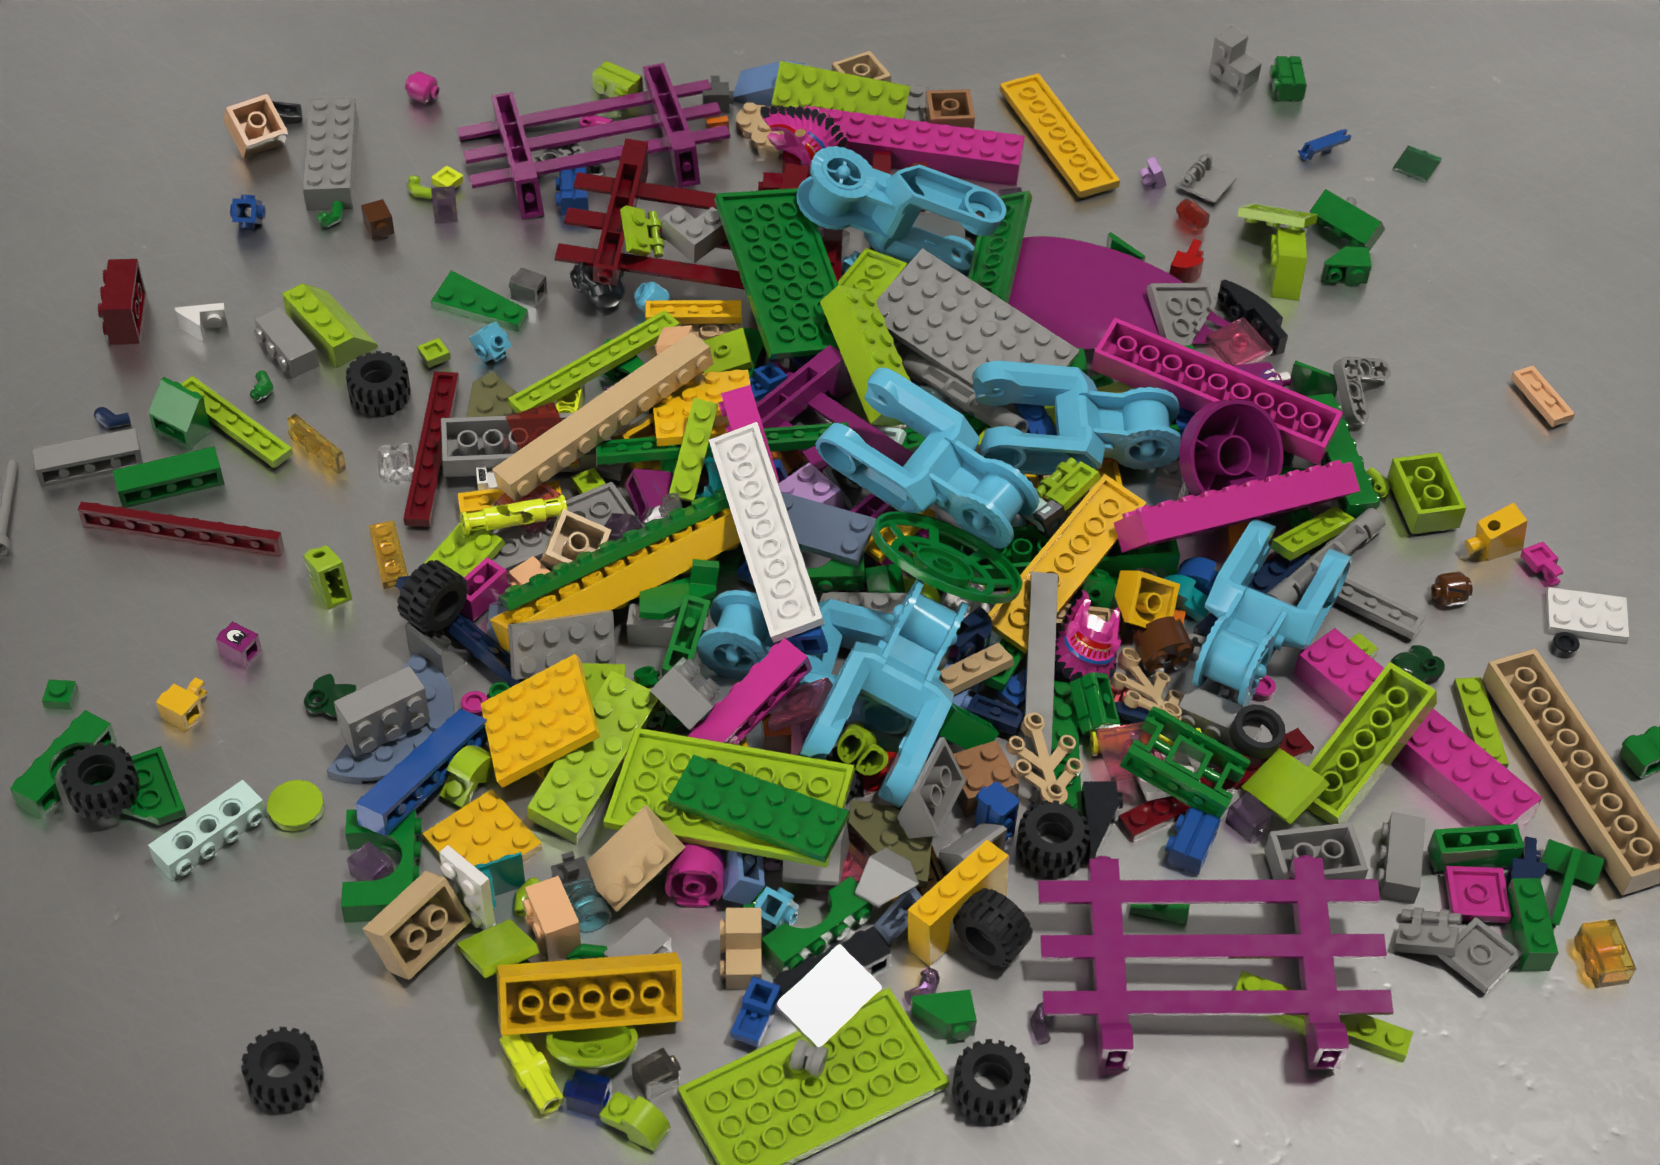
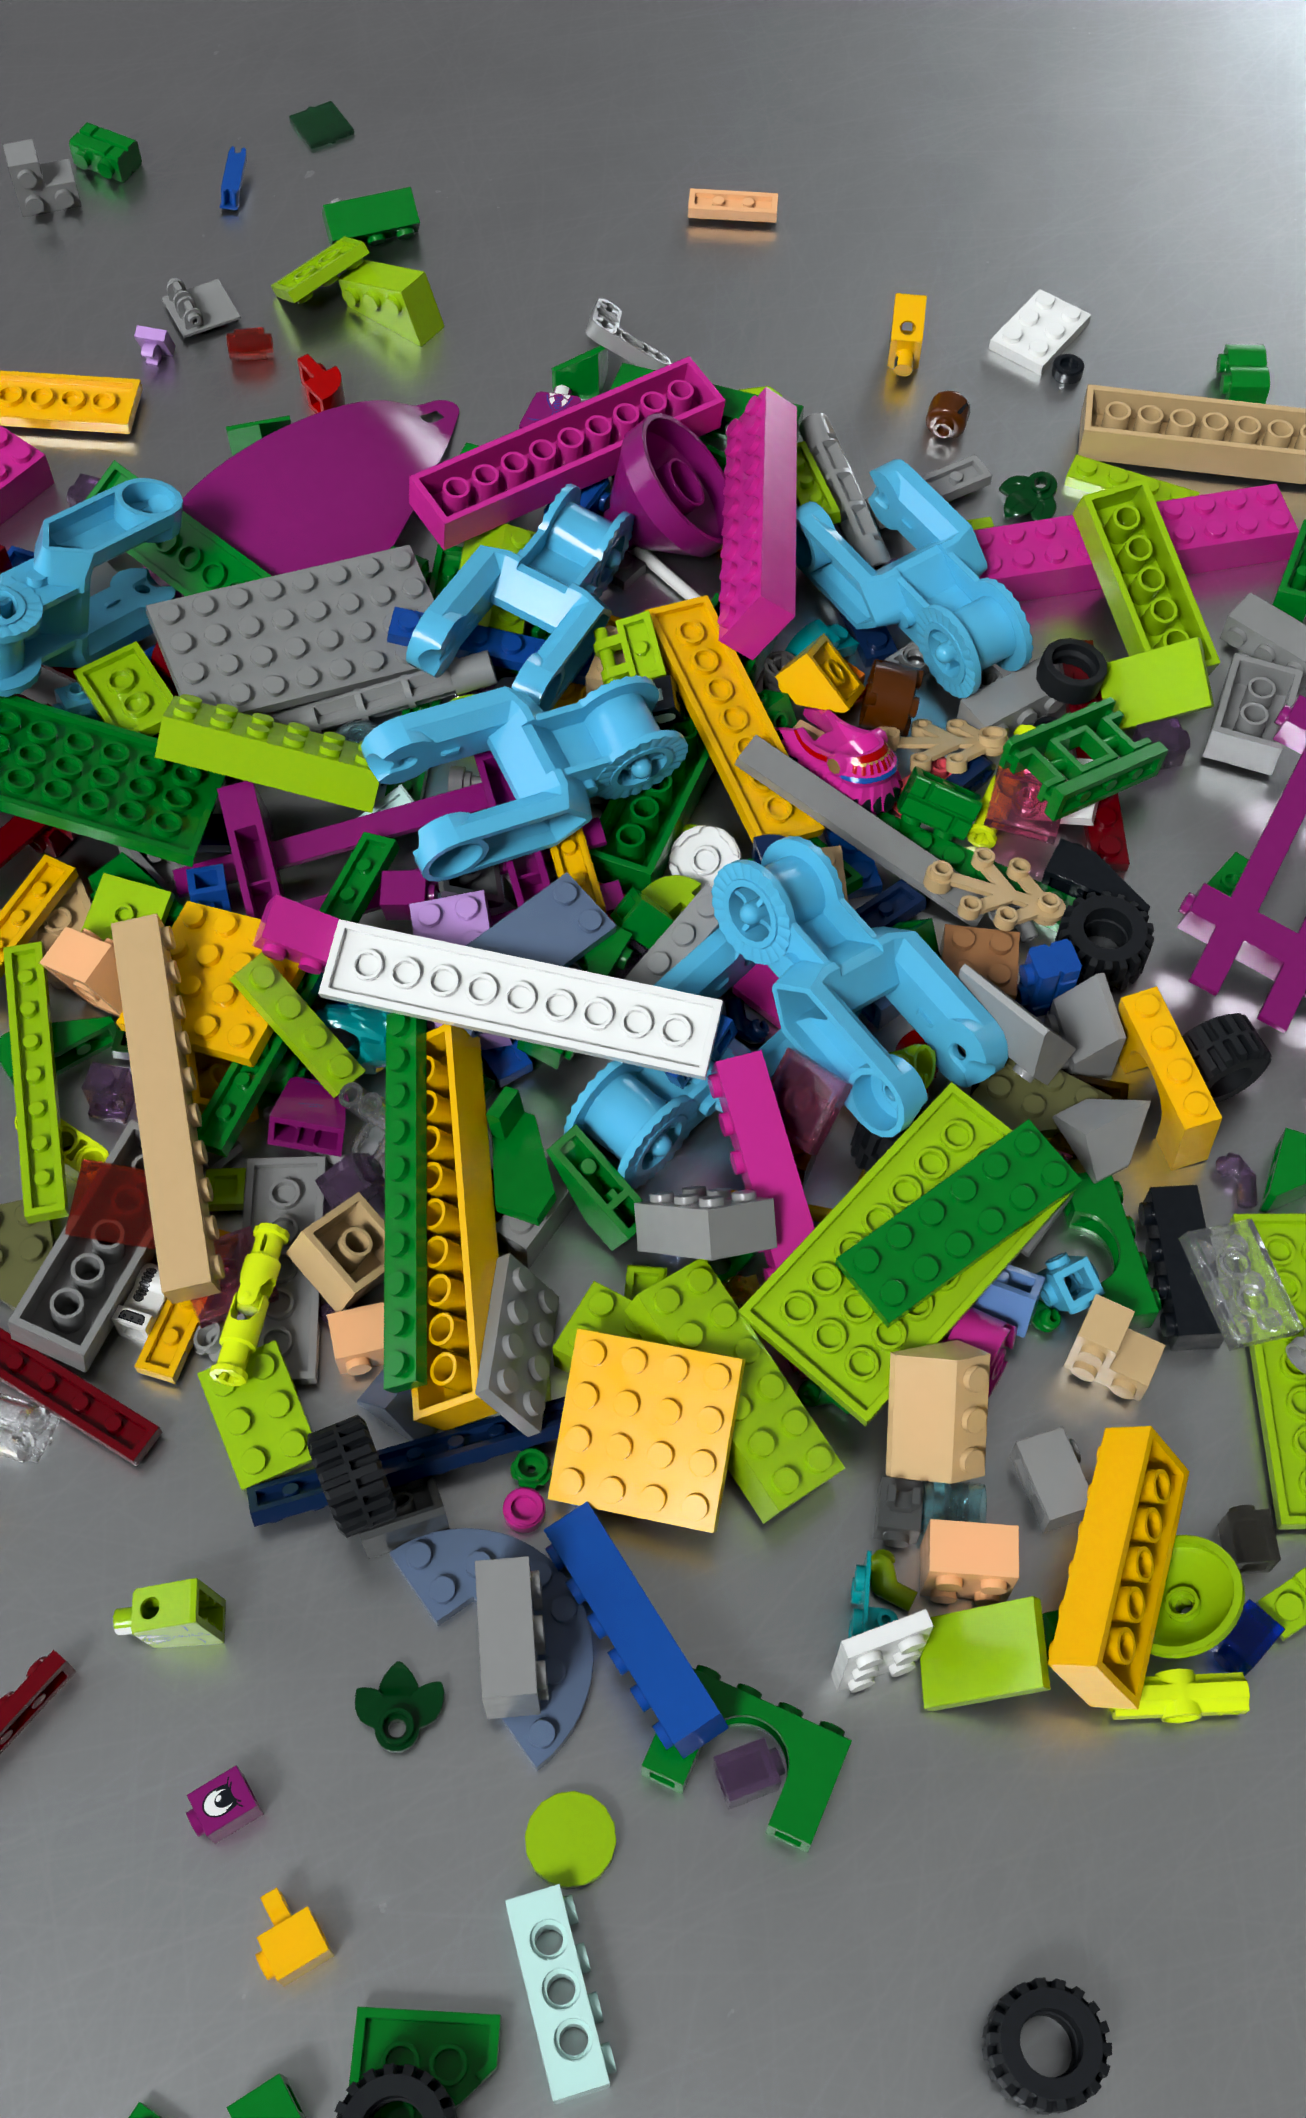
camera: 60 degrees left, 10 degrees up
(388, 553) = (178, 1512): clear yellow plate -> none
(417, 924) = (896, 1748): tan brick -> none
(466, 770) = (657, 1567): lime brick -> none
(483, 832) = (767, 1601): yellow plate -> none
(484, 586) = (332, 1394): dark pink brick -> none
(587, 951) = (1027, 1566): green arm -> none
(646, 676) = (604, 1263): green plate -> none
(756, 1011) = (1203, 1374): blue brick -> none
(894, 922) = (1145, 1164): sand blue slope -> none
(943, 565) = (687, 838): green dish -> none
(1180, 309) = (403, 426): light grey plate -> none
(1192, 841) = (1166, 811): blue brick -> none
(1200, 570) = (810, 608): blue brick -> none
(1239, 343) = (478, 408): clear pink plate -> none
(1256, 311) = (438, 368): black slope -> none
(1348, 266) = (437, 252): green slope -> none
(1426, 493) = (812, 362): lime brick -> none
(1543, 559) = (951, 325): dark pink plate -> none

